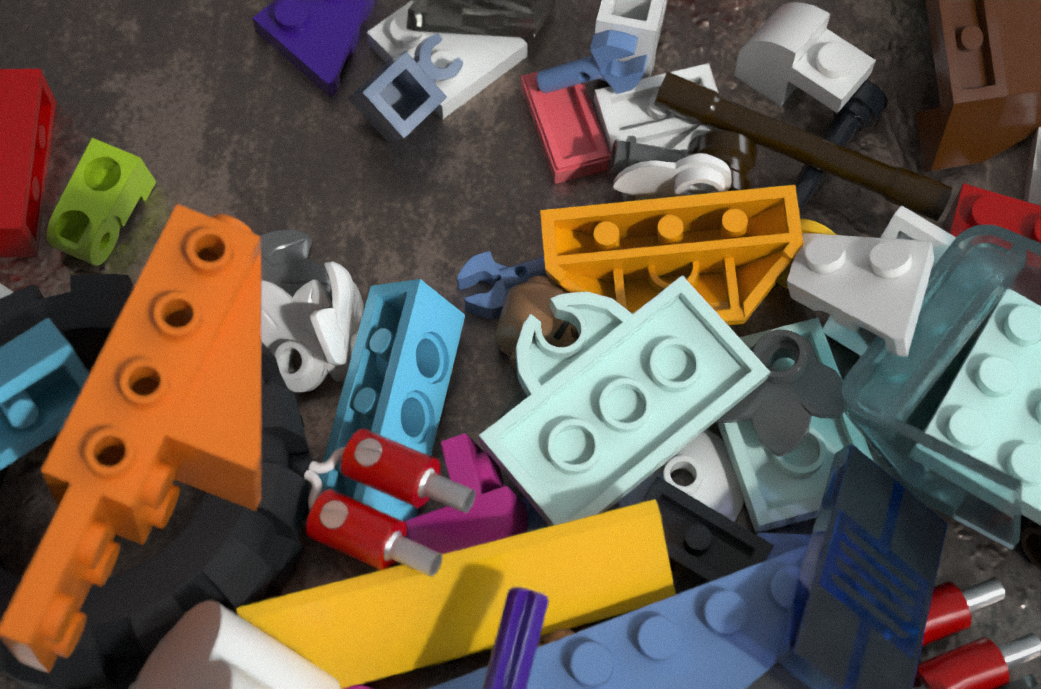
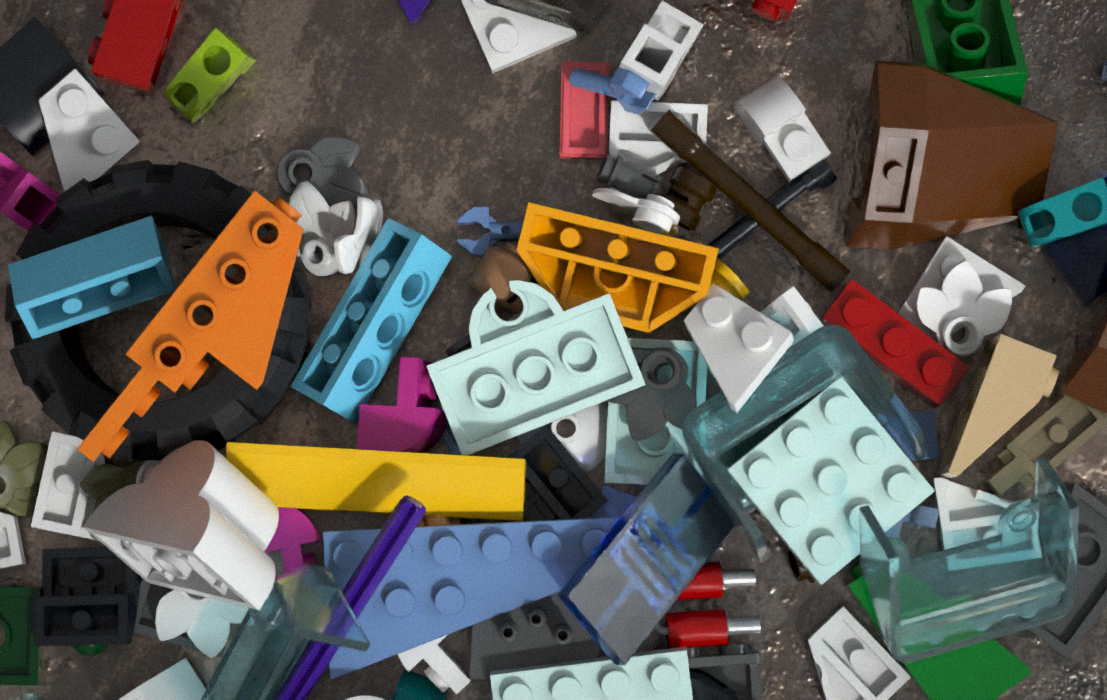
camera: 20 degrees right, 20 degrees up
(370, 533) = (357, 383): red piece -> none
(404, 91) = (460, 58): sand blue brick -> none

